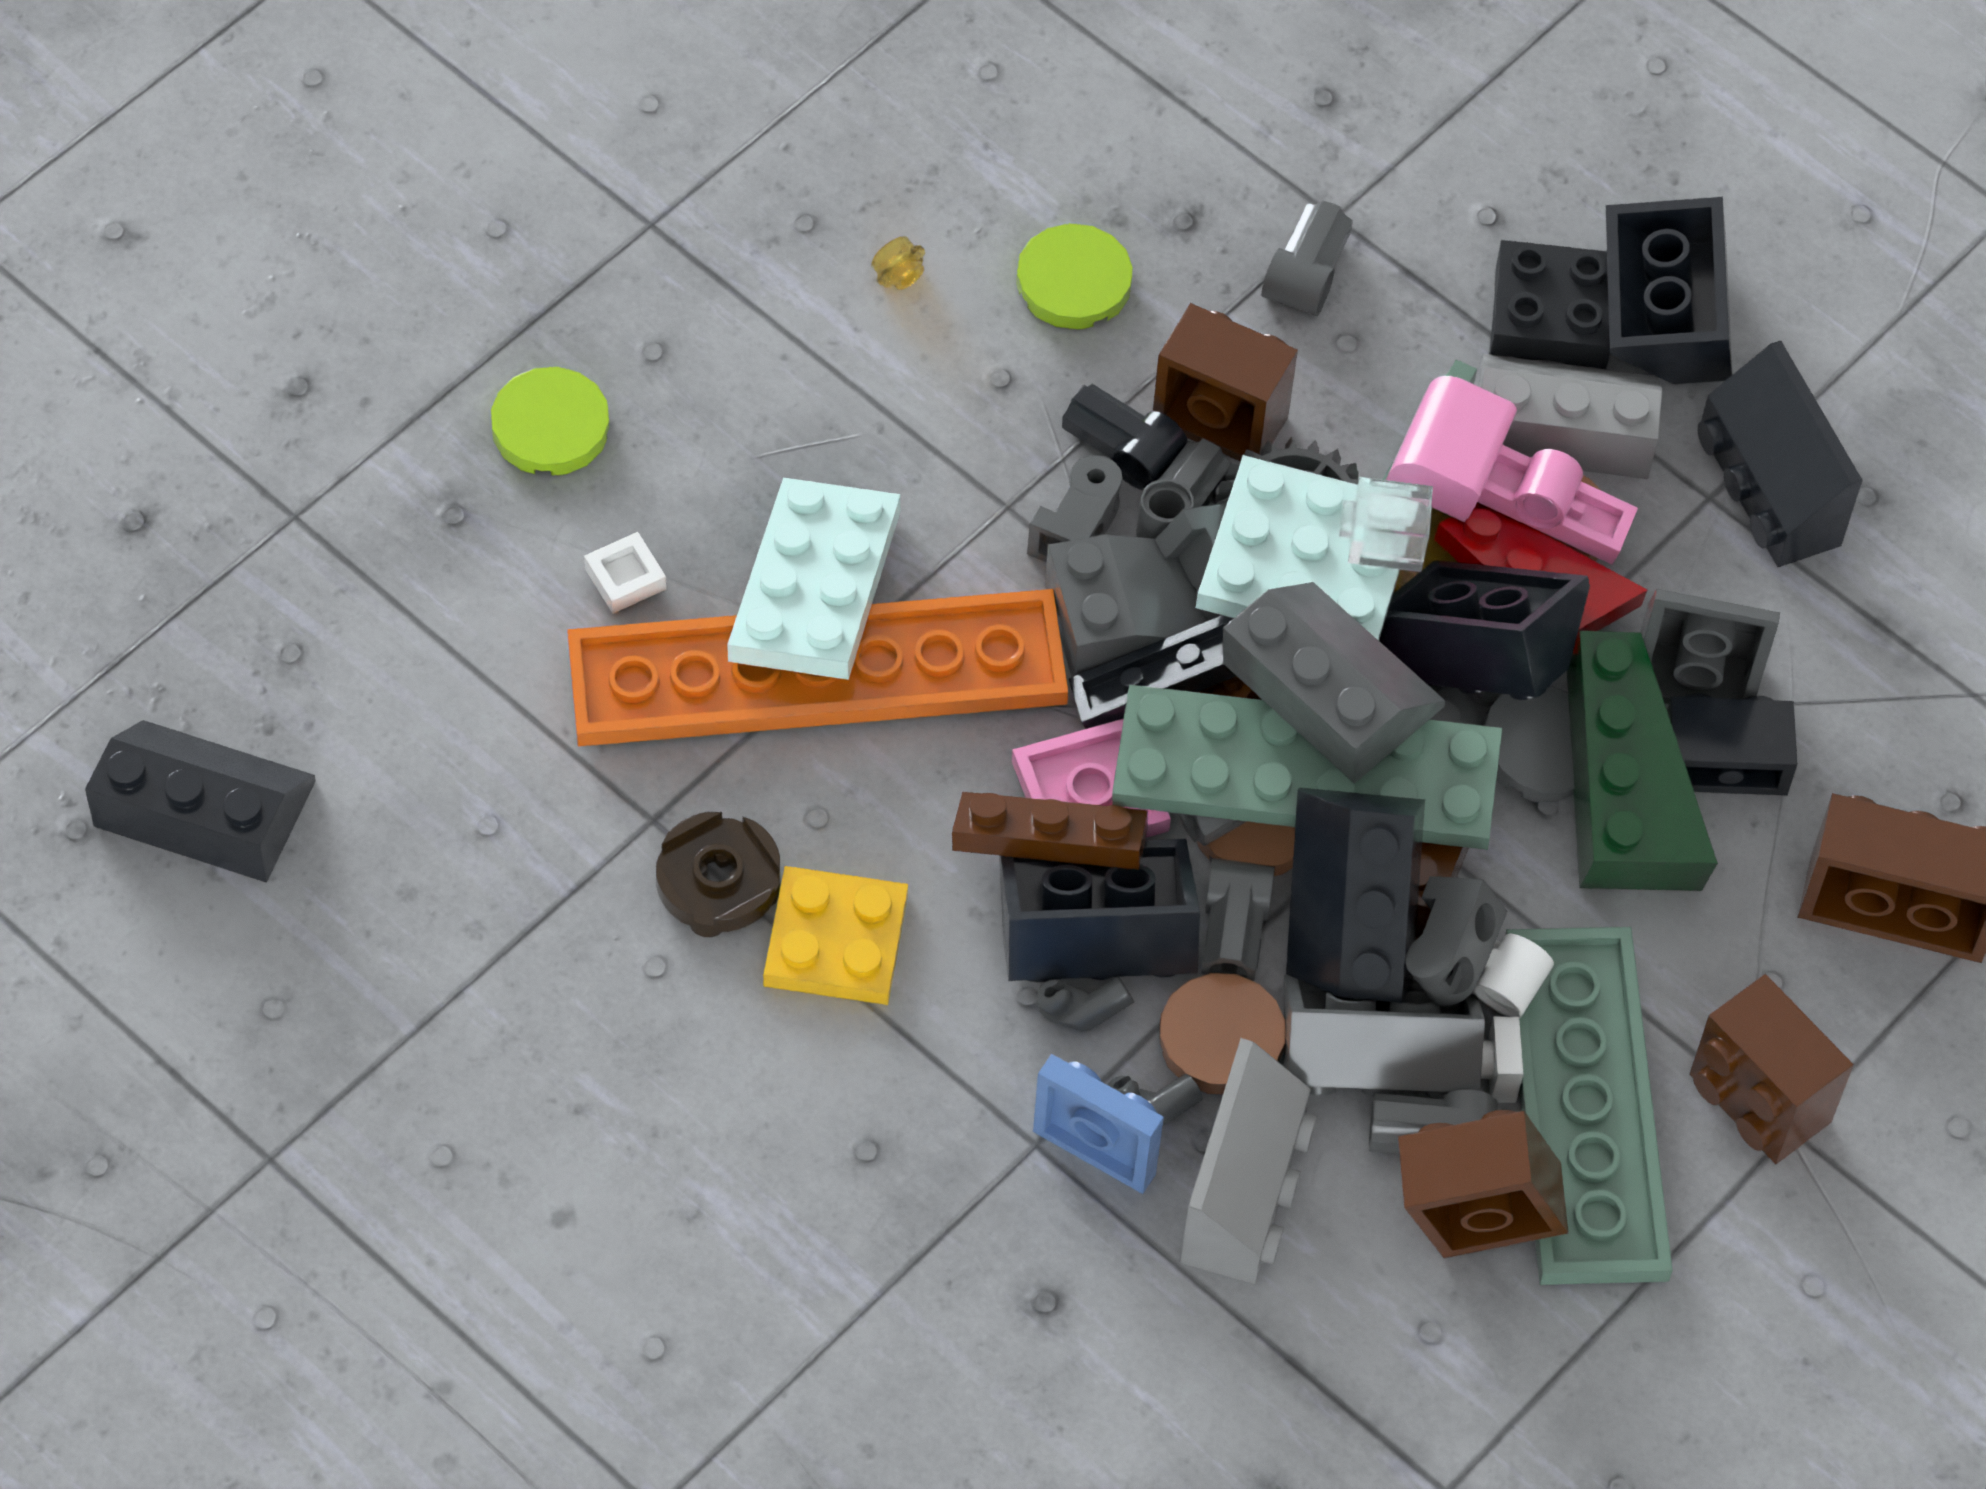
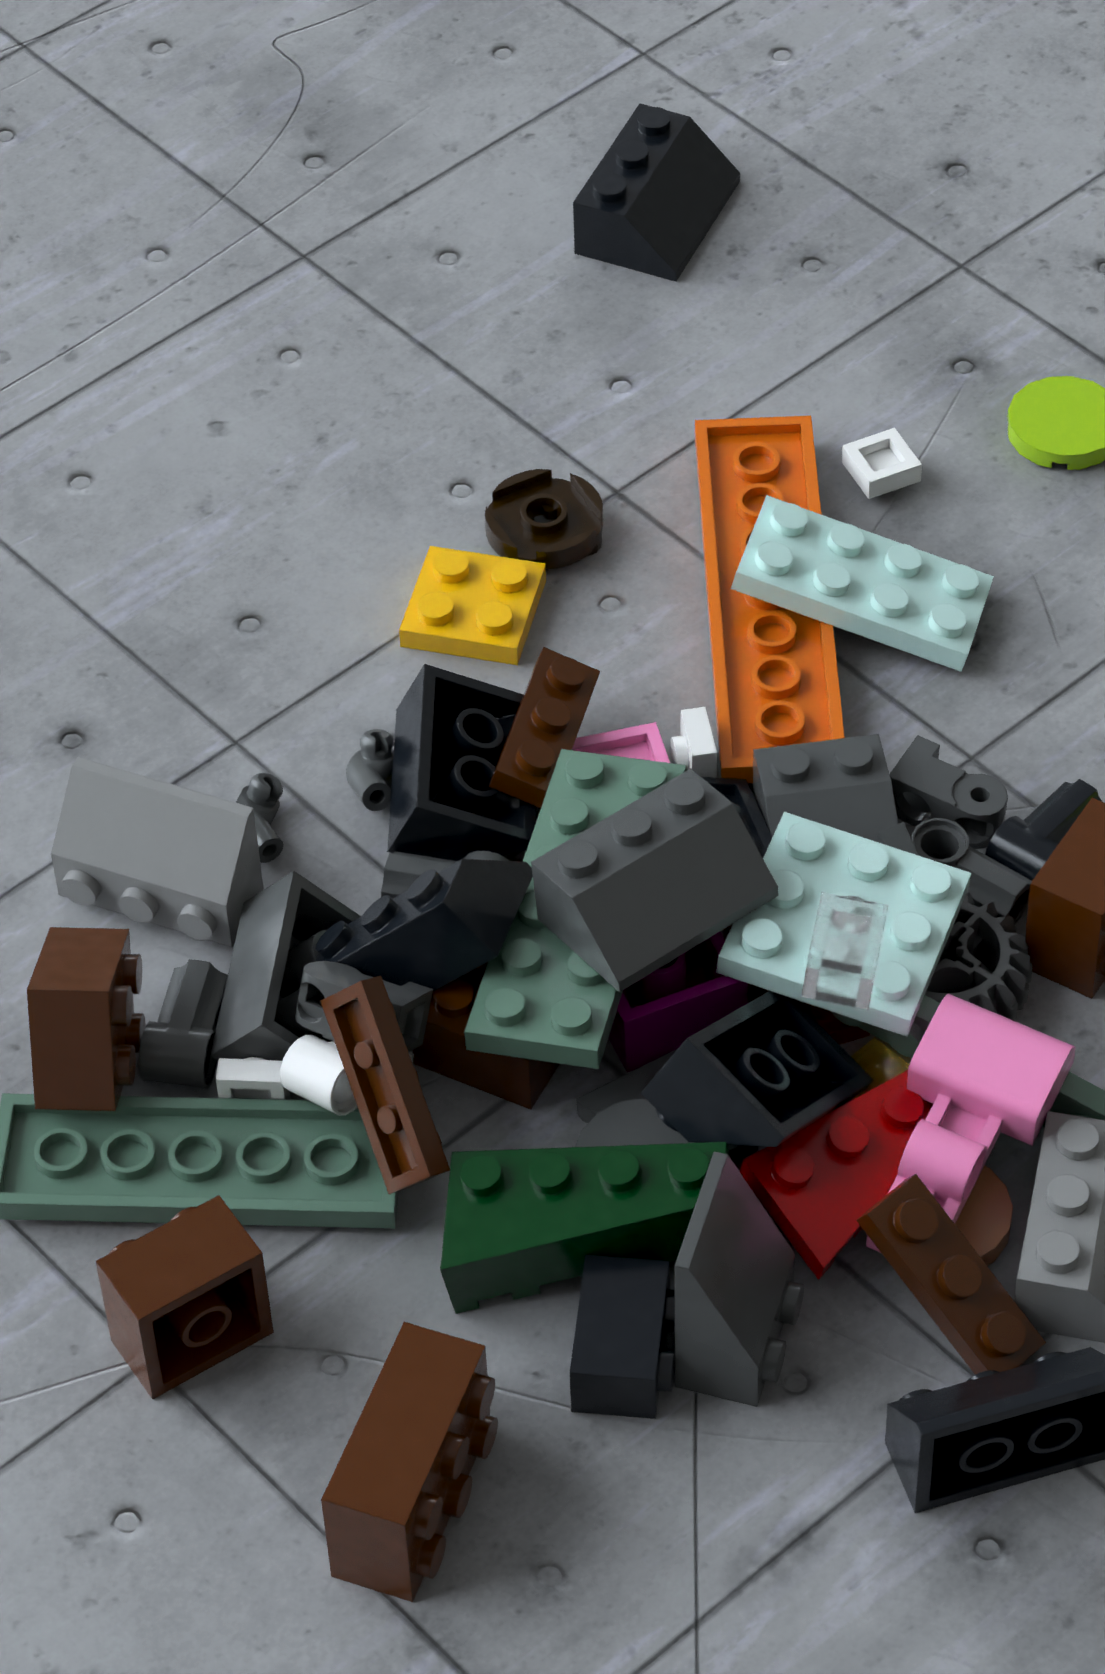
camera: 100 degrees right, 10 degrees down
(1042, 714) = (695, 744): none -> white plate
(1098, 1122) = (217, 734): medium blue plate -> none
(1209, 1018) = (335, 859): nougat tile -> none
(1549, 904) = (385, 1084): none -> reddish brown plate
(1654, 493) = (950, 1279): none -> reddish brown plate

